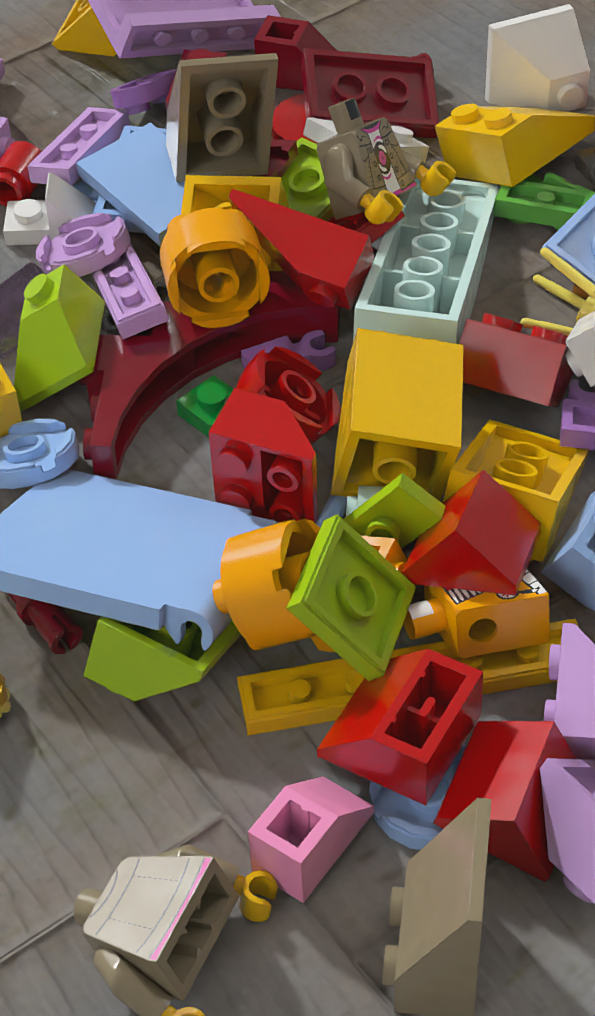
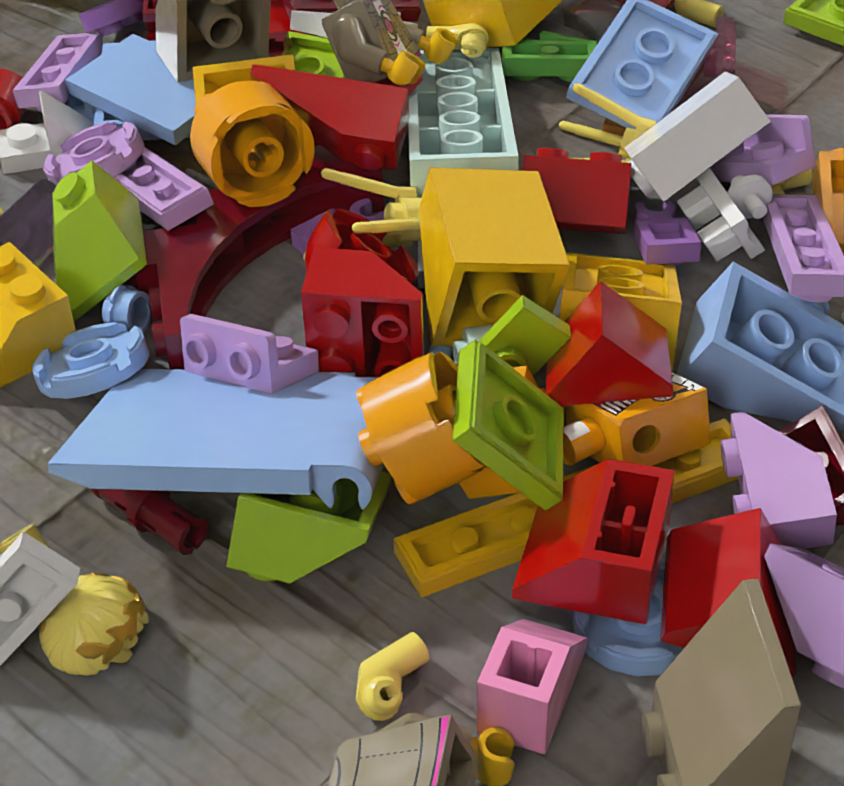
camera: 15 degrees left, 5 degrees down
(72, 407) = (127, 307): none -> light blue plate
(156, 477) = (244, 355): none -> lavender bracket
(187, 802) = (382, 674): none -> light yellow arm
(204, 403) = (273, 287): green plate -> none
(335, 358) = (400, 218): none -> light yellow plant
(469, 173) = (471, 38): none -> light yellow arm

